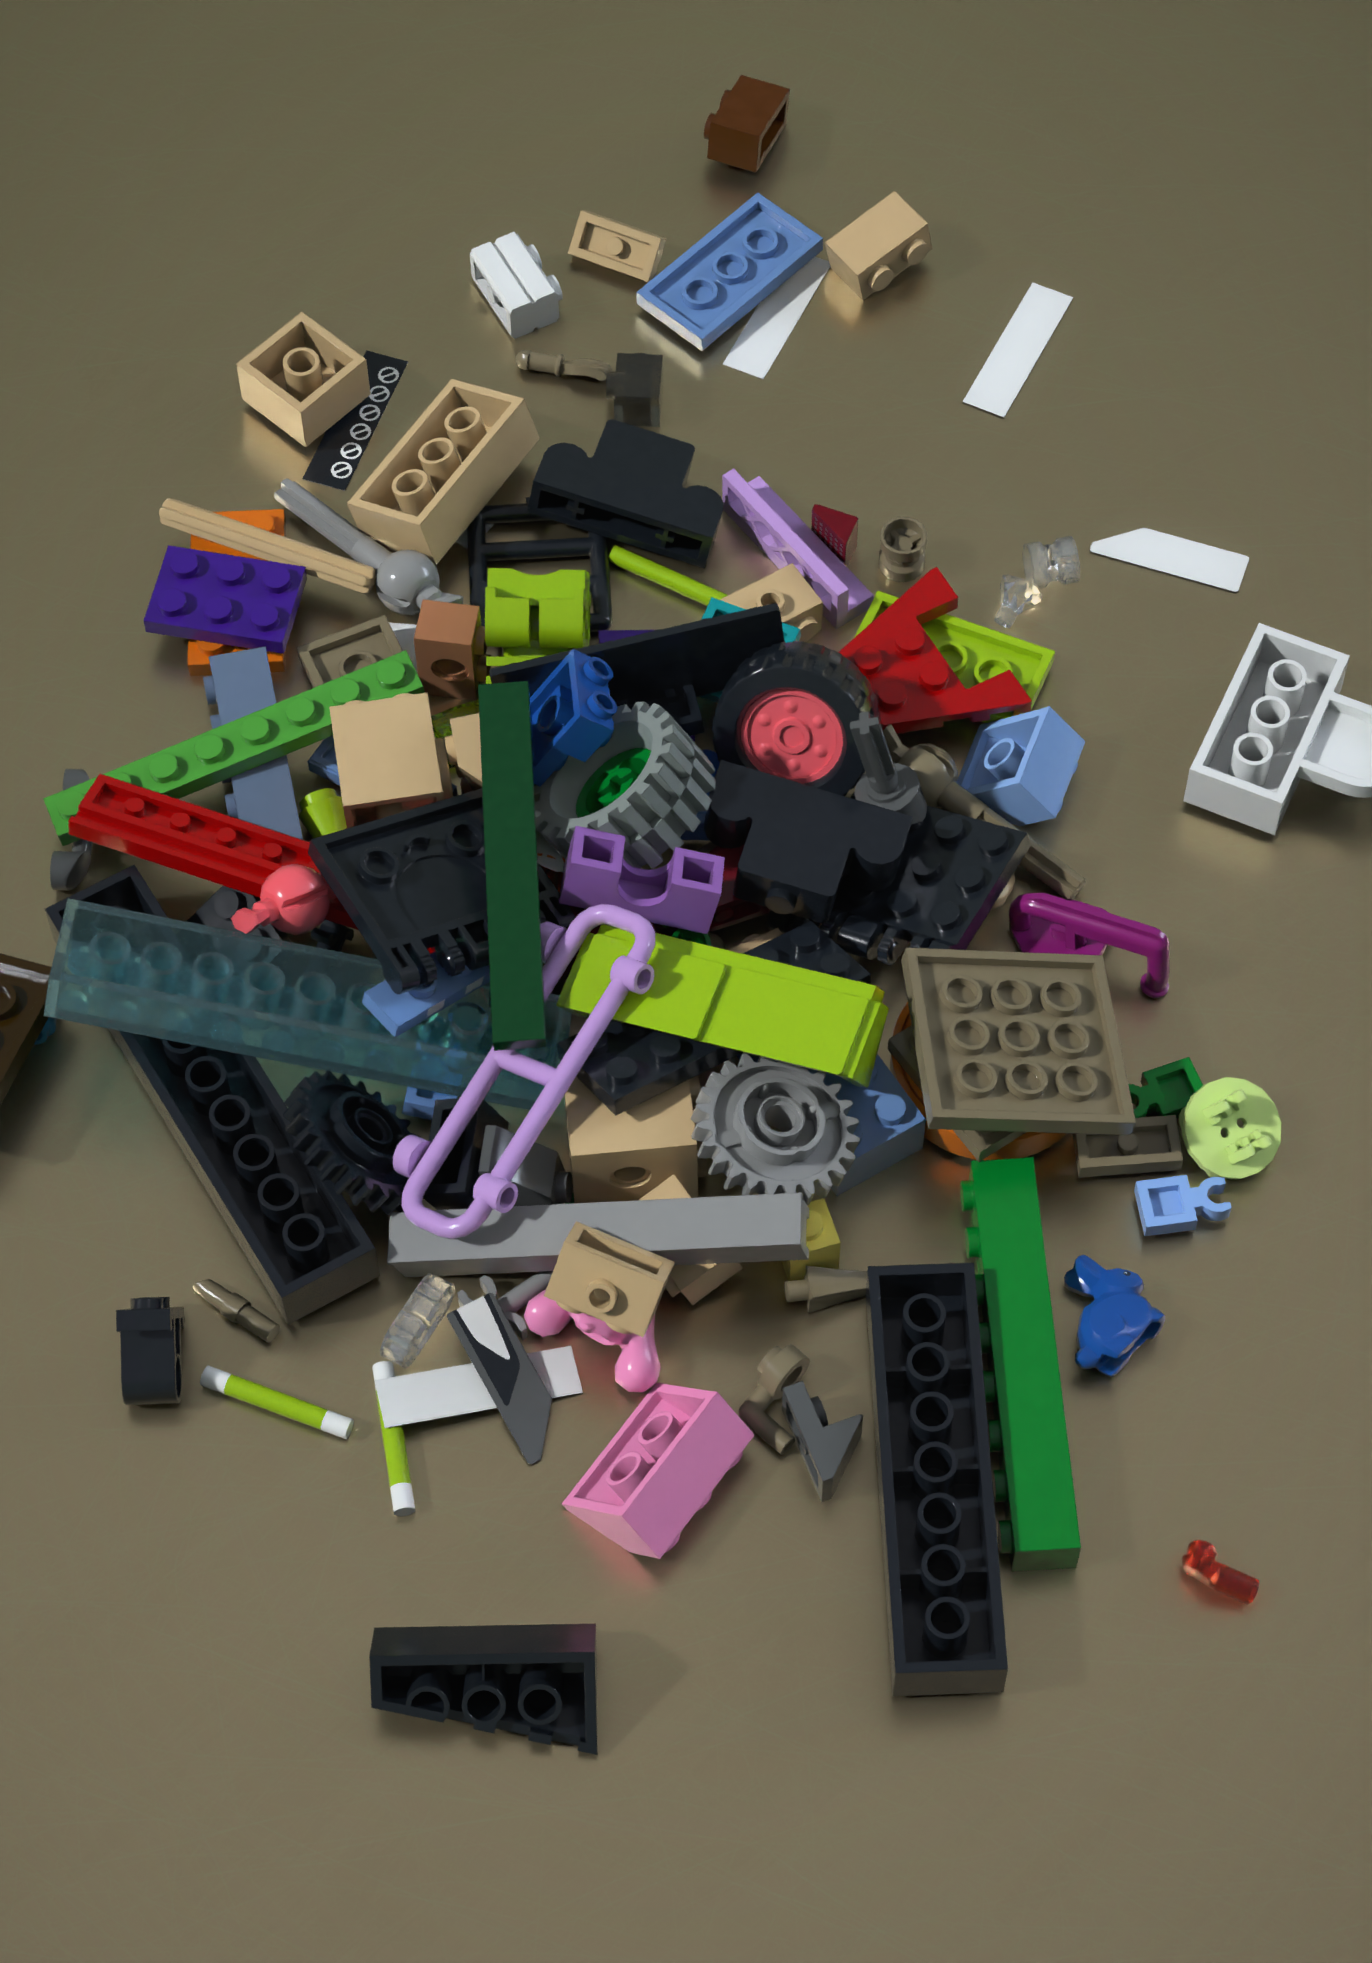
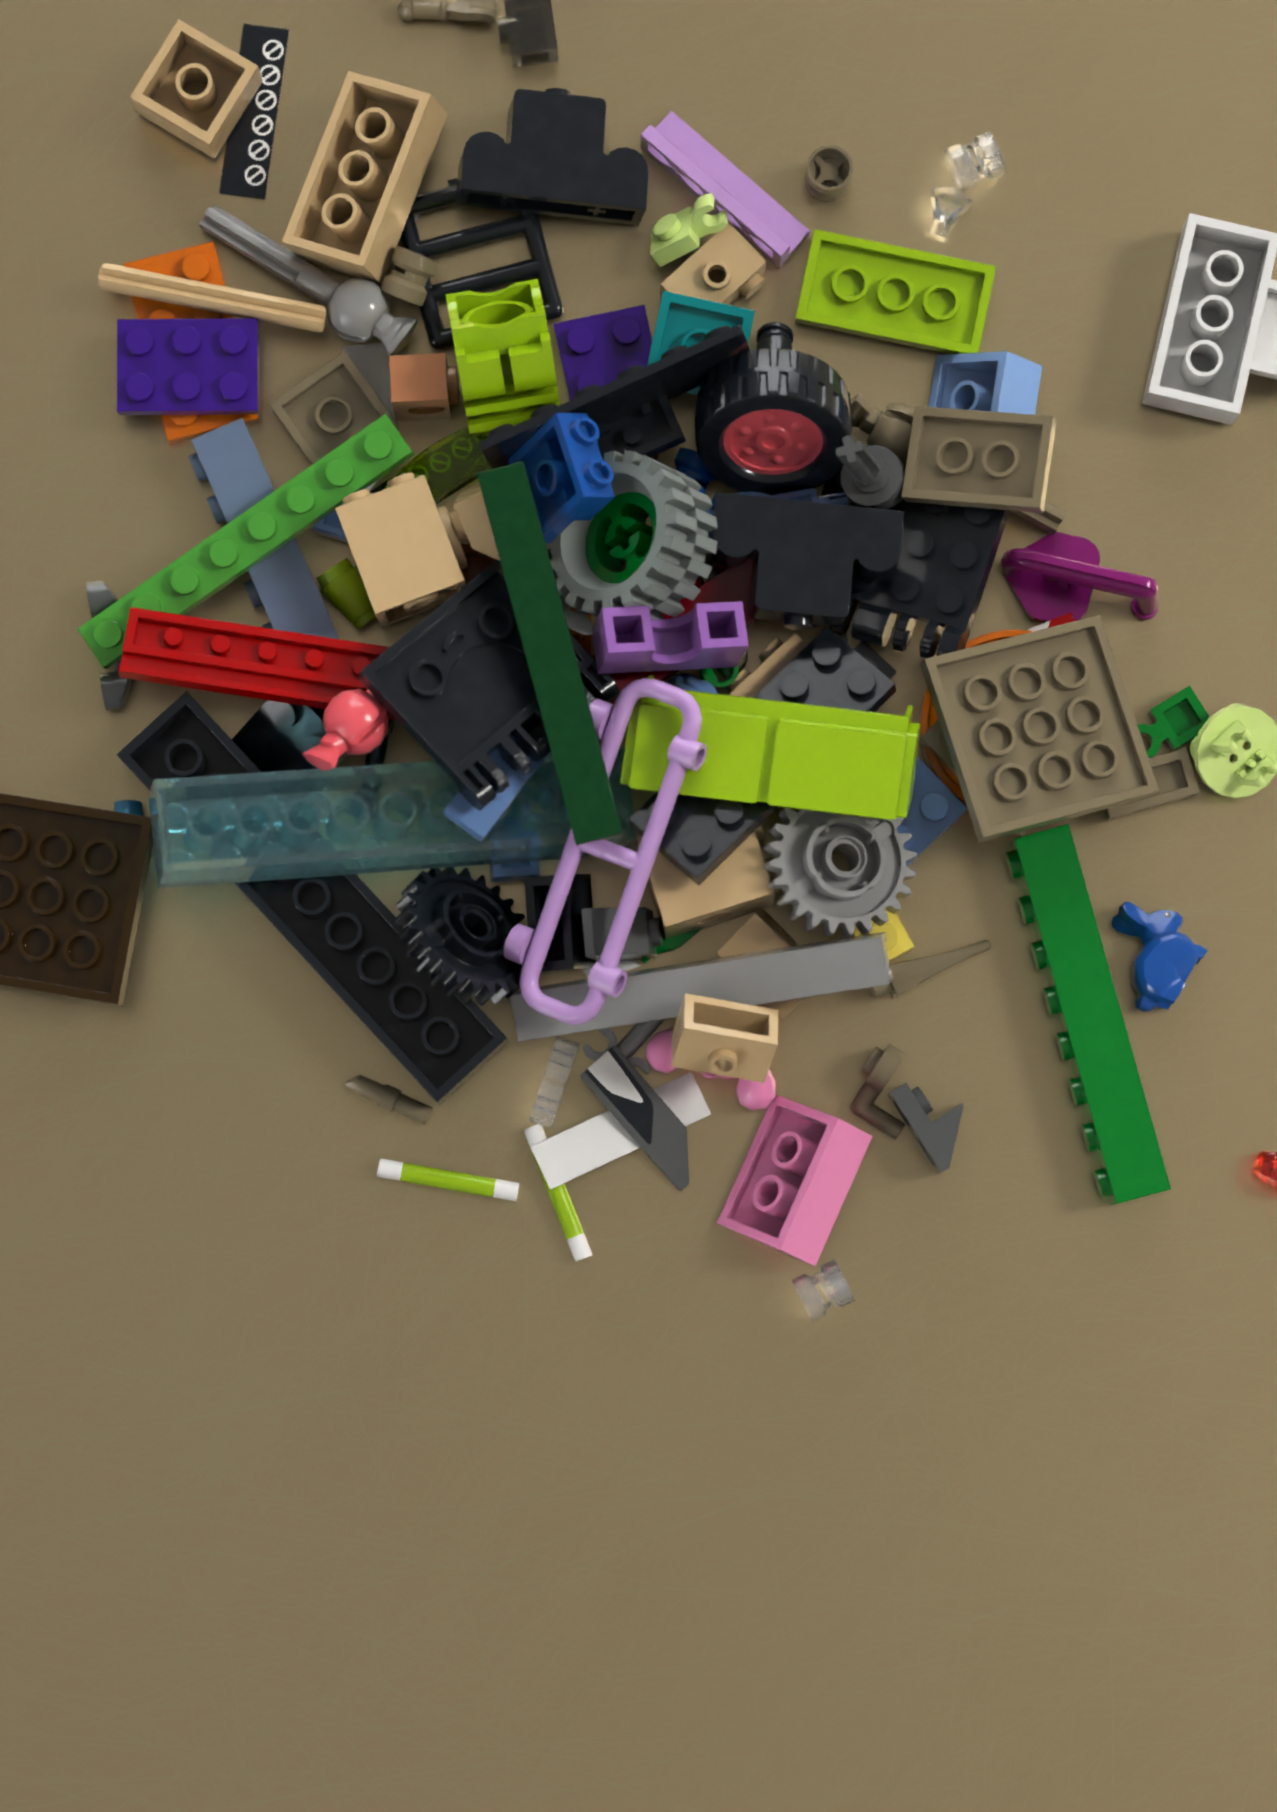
camera: 15 degrees left, 25 degrees up
(150, 1351) = (329, 1158): black pin -> none
(463, 560) = (409, 275): none -> dark tan wheel
(492, 1676) = (695, 1398): black wedge -> none
(663, 576) = (606, 246): lime bar -> none
(675, 1586) = (833, 1286): none -> clear wheel
(740, 569) = (681, 232): none -> yellowish green plate
(836, 531) = (760, 167): dark red slope -> none
(911, 675) = (859, 327): red wing -> none
(935, 1481) = (1034, 1144): black brick -> none
(1001, 787) = (979, 459): none -> dark tan plate
(1173, 1207) = (1196, 835): light blue plate -> none
(1176, 557) = (1092, 121): white sticker -> none

